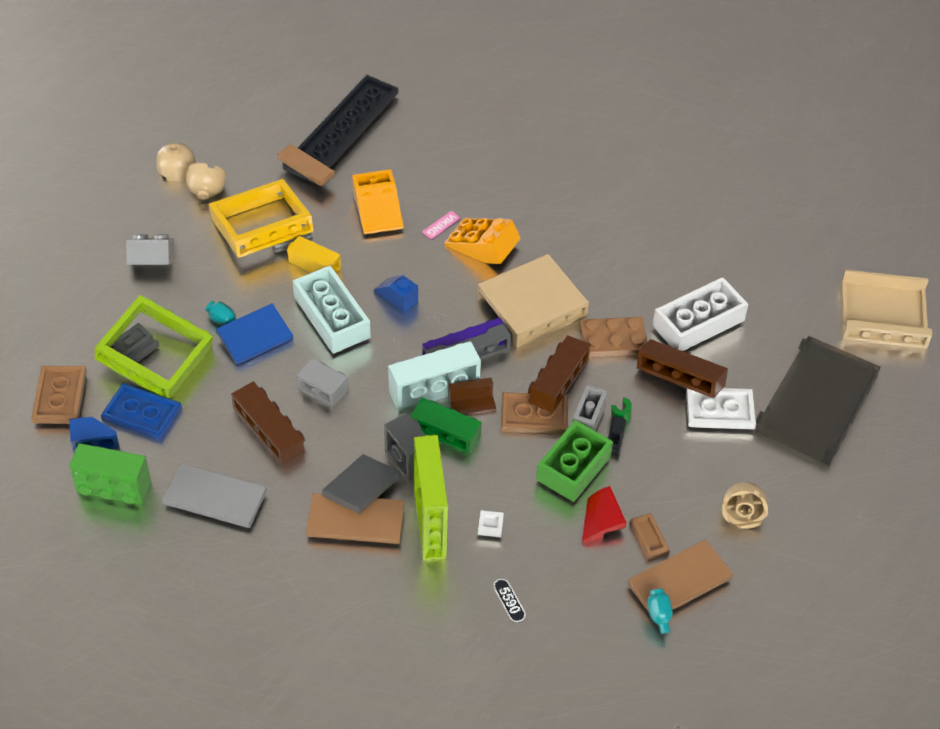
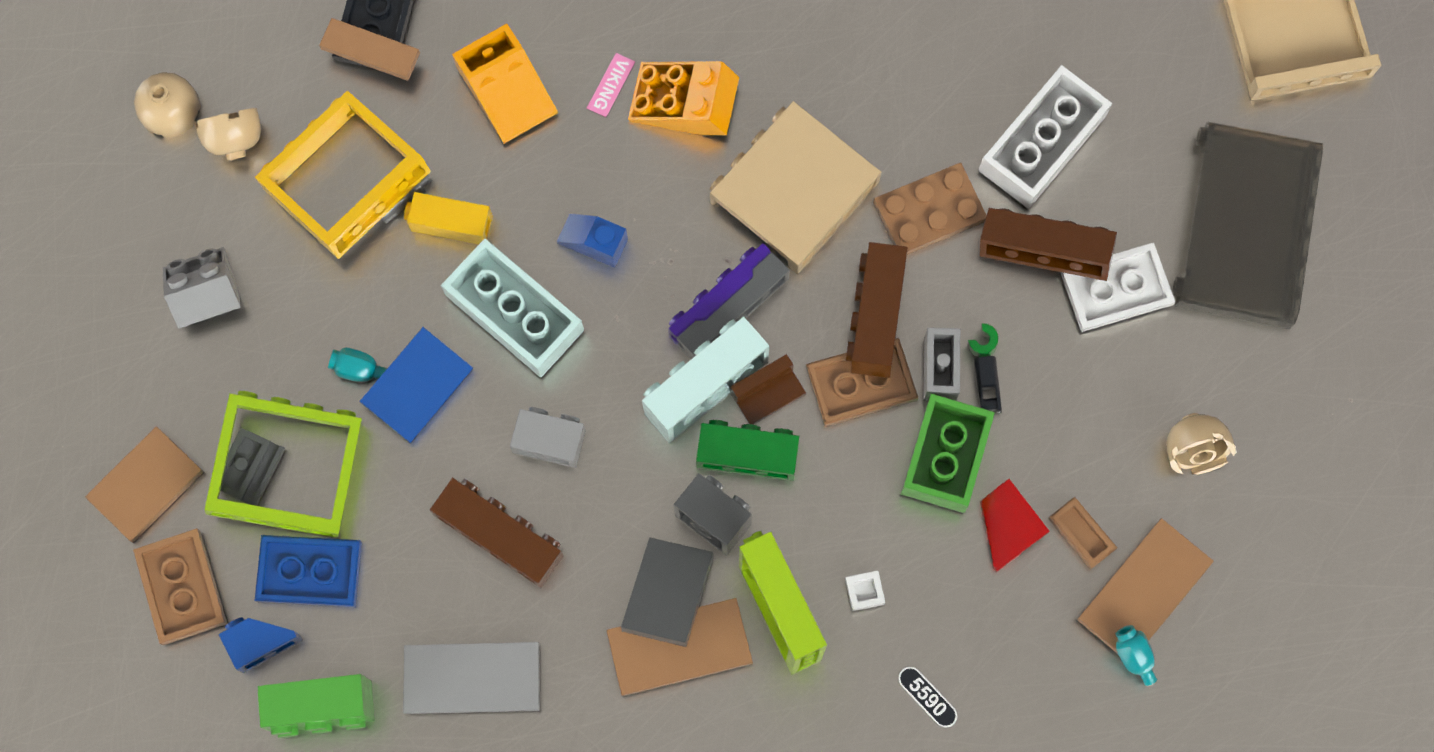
camera: 15 degrees left, 25 degrees up
(65, 338) = (144, 484): none -> medium nougat tile

